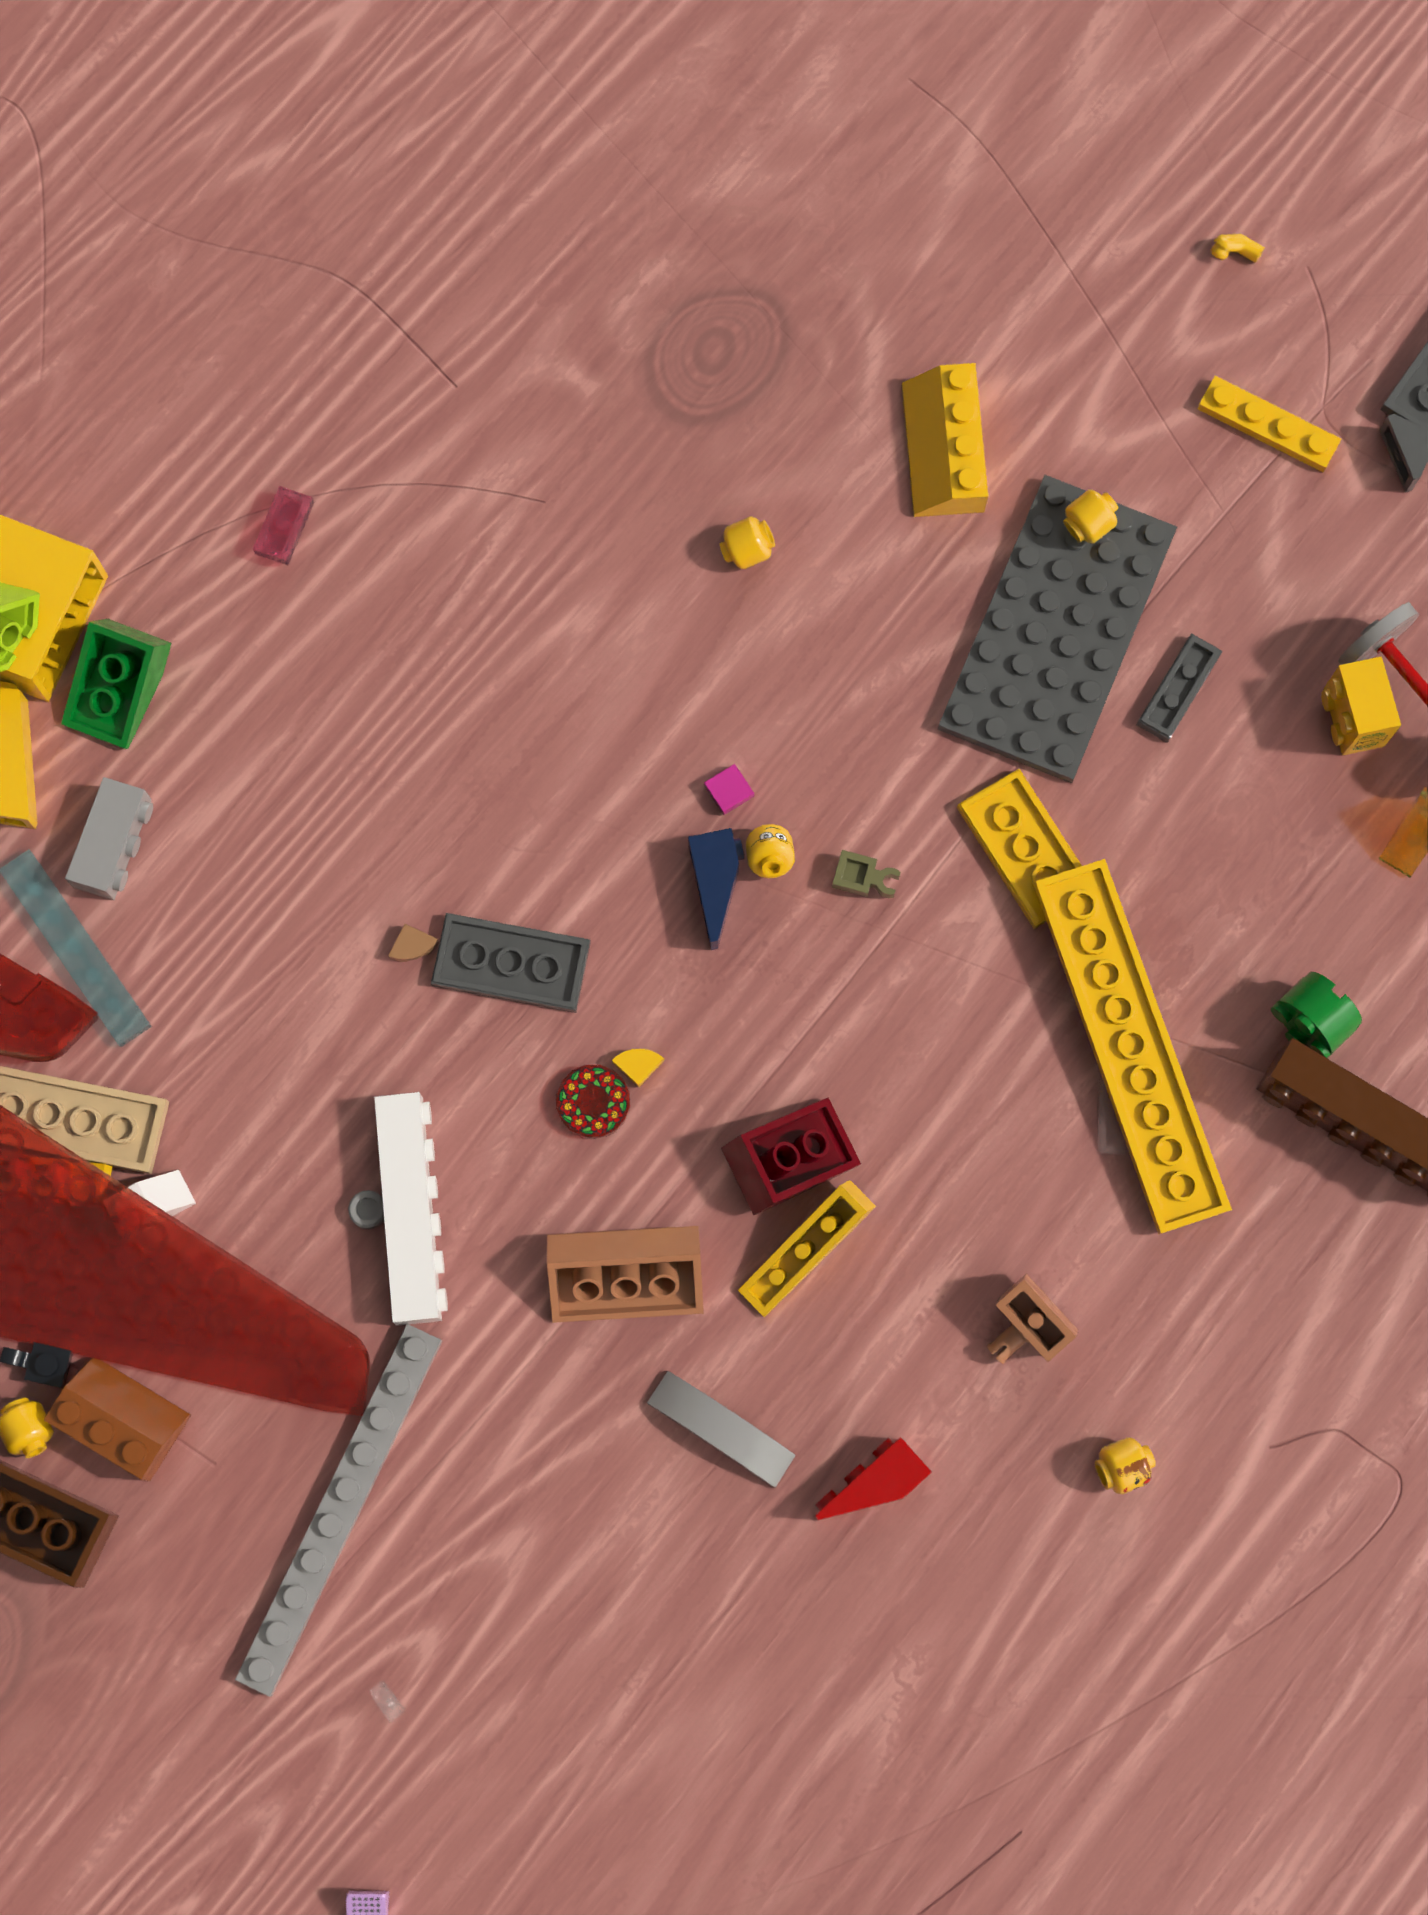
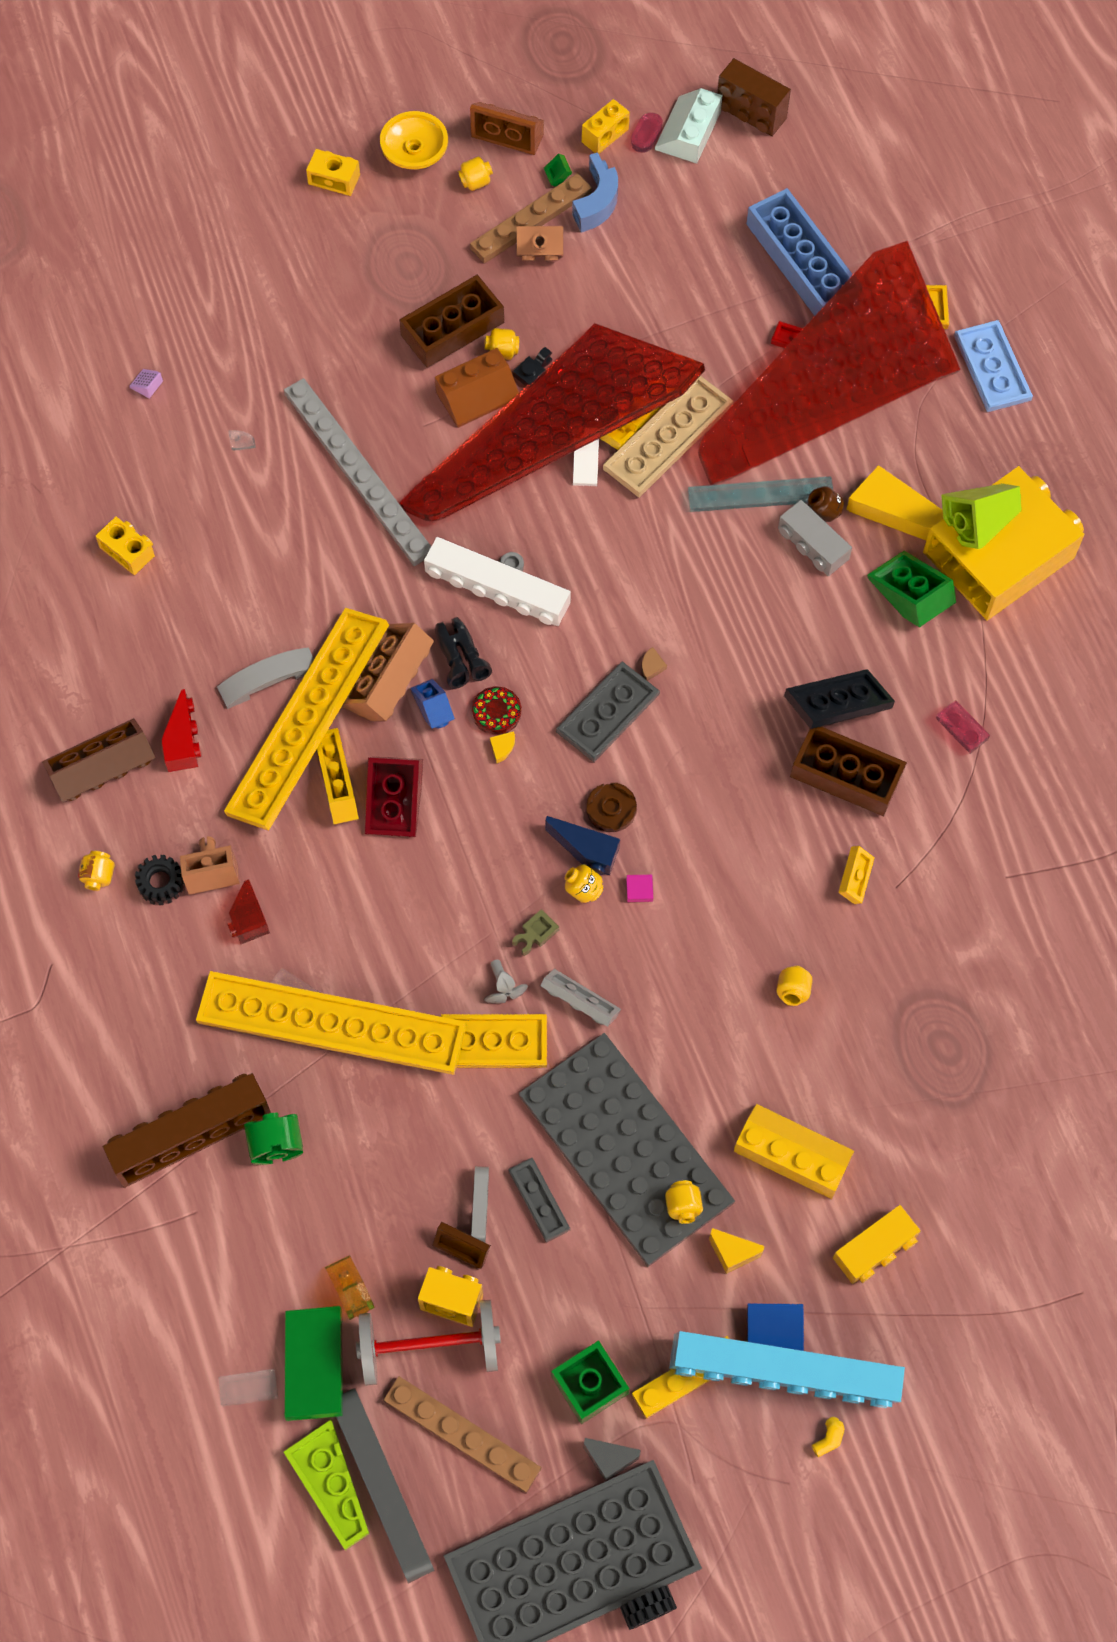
camera: 120 degrees right, 10 degrees down
(50, 848) = (826, 503): none -> reddish brown head
(339, 678) = (839, 698): none -> black plate
(428, 622) = (848, 769): none -> reddish brown brick
(543, 1212) = (459, 675): none -> black piece
(562, 546) = (856, 875): none -> yellow plate
(634, 1185) = (433, 704): none -> blue slope
(641, 884) = (611, 807): none -> reddish brown tile
(655, 1755) = (121, 548): none -> yellow brick
(751, 1332) = (306, 719): none -> yellow plate
(914, 775) = (580, 997): none -> light grey plate
(957, 866) = (505, 985): none -> light grey plant
(975, 1572) = (99, 760): none -> reddish brown slope
(998, 300) = (877, 1245): none -> yellow brick
(1062, 1235) = (247, 916): none -> clear red slope
(1103, 442) = (733, 1250): none -> yellow slope
(1105, 1370) = (159, 865): none -> black tyre
(1163, 356) = (776, 1325): none -> blue slope
(1207, 312) = (788, 1368): none -> medium azure brick
(1232, 744) = (480, 1203): none -> light grey beam
(1291, 737) = (461, 1245): none -> reddish brown tile
(1350, 509) = (590, 1382): none -> green brick

